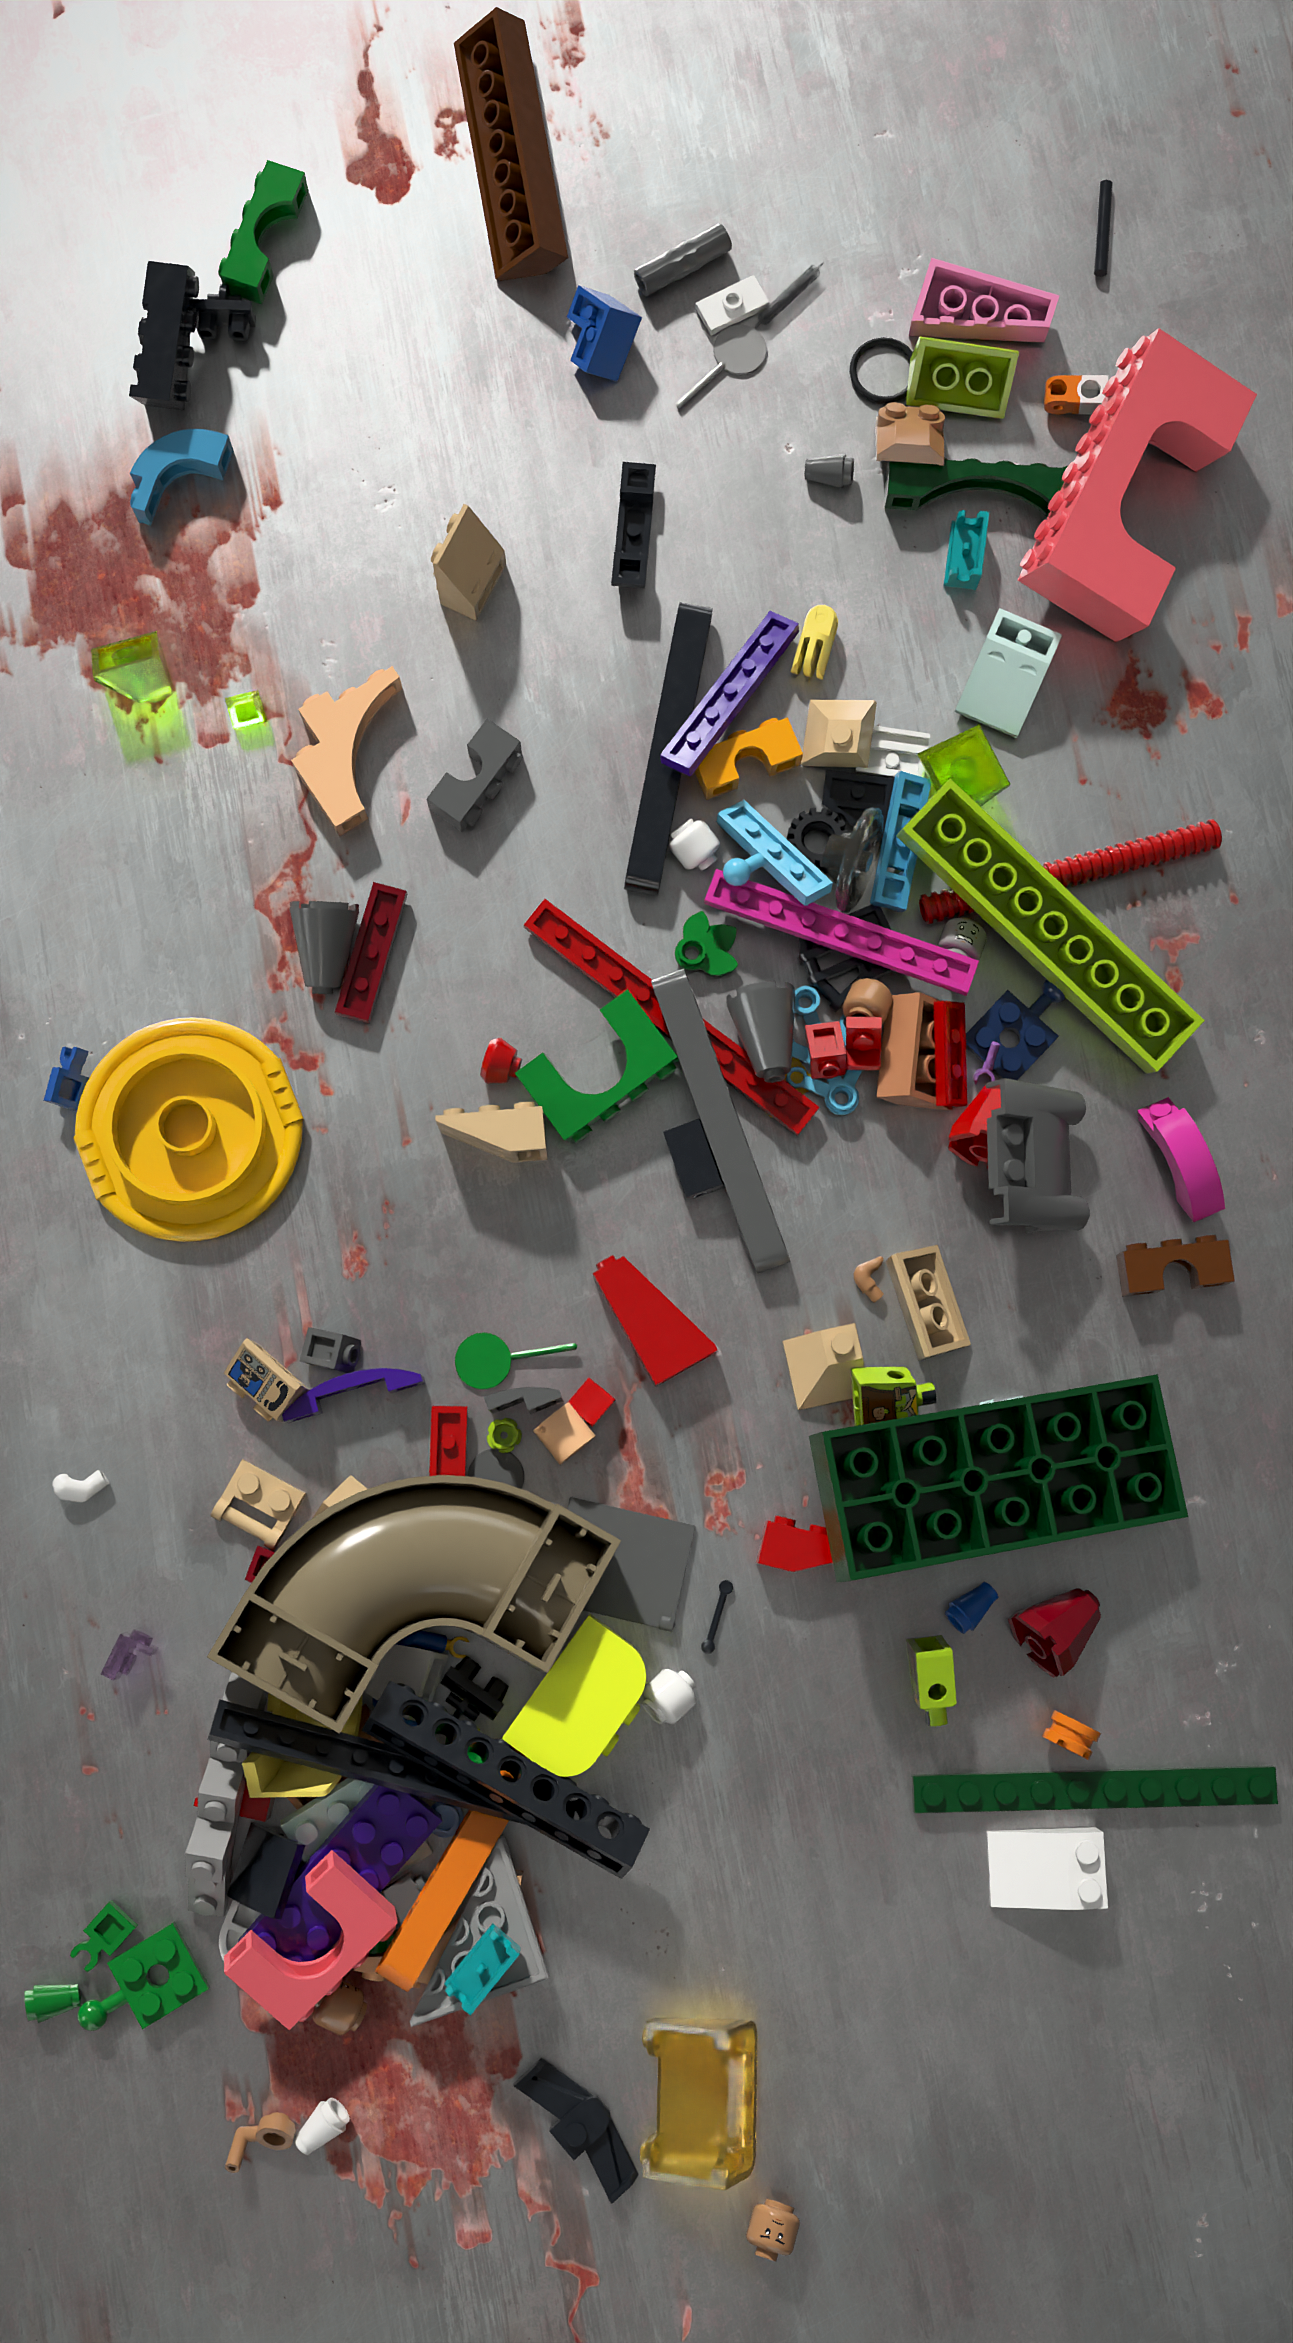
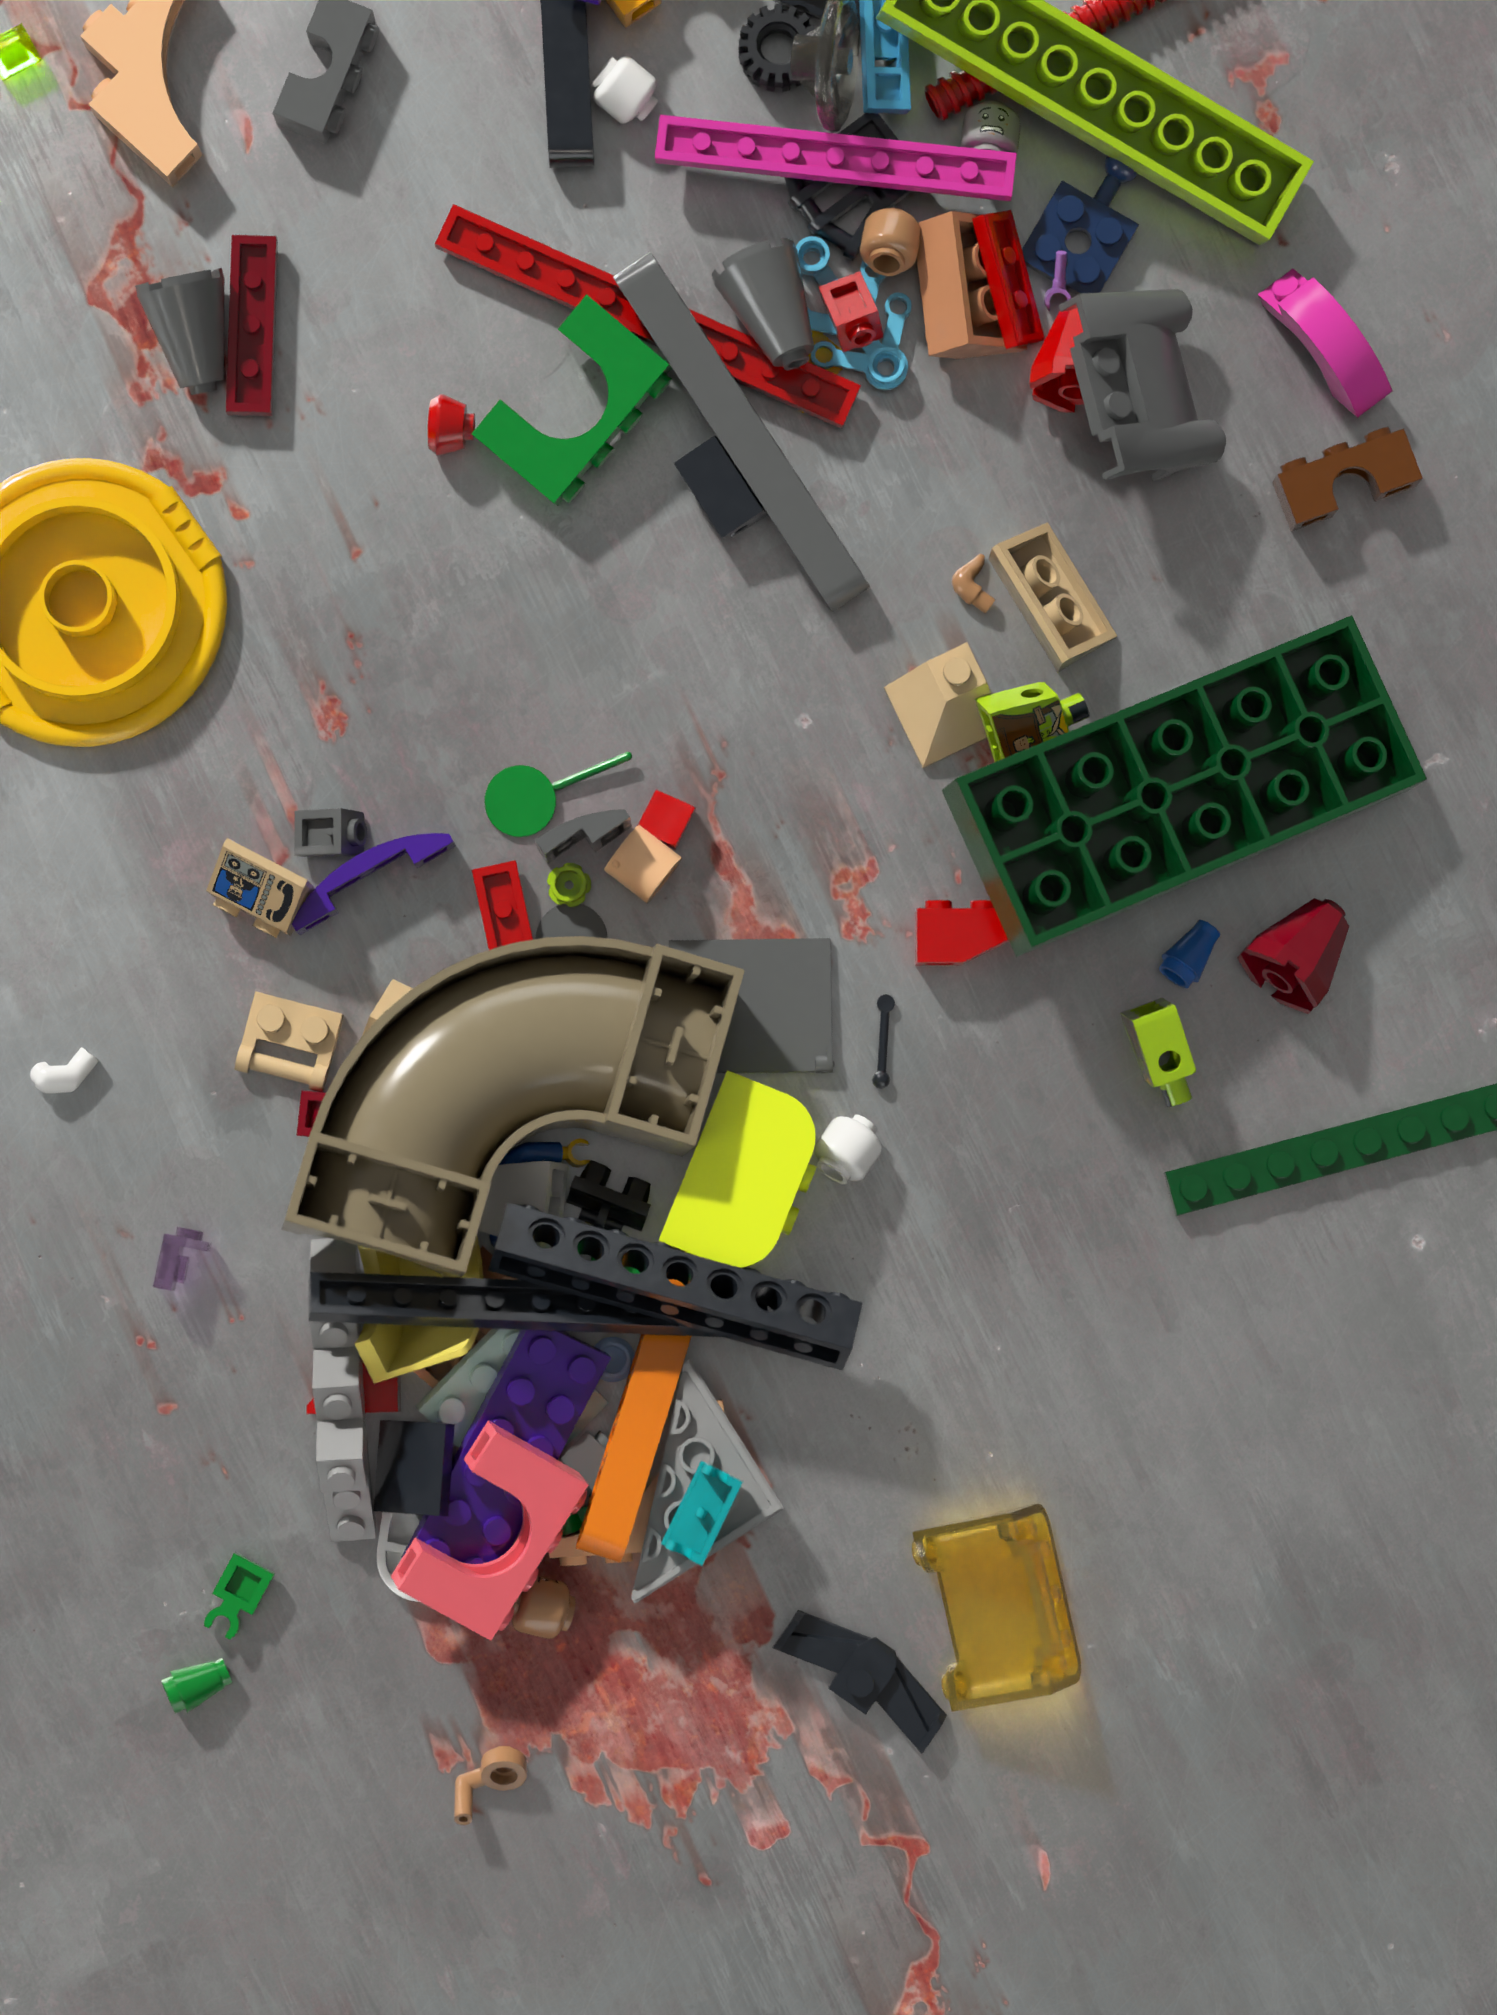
camera: 15 degrees left, 5 degrees up
(148, 2000) = (310, 1657): green plate -> none
(323, 2125) = (557, 1748): white cone -> none
(506, 1133) = (478, 512): tan slope -> none
(654, 1326) = (719, 705): red slope -> none
(710, 943) = (675, 211): green plate -> none
(771, 851) = (722, 76): medium azure plate -> none
(773, 2229) = (1120, 1735): medium nougat head -> none
(863, 1043) = (896, 292): red bracket -> none
(1047, 1868) = (1350, 1241): white slope -> none
(1071, 1735) = (1344, 1076): orange wheel -> none

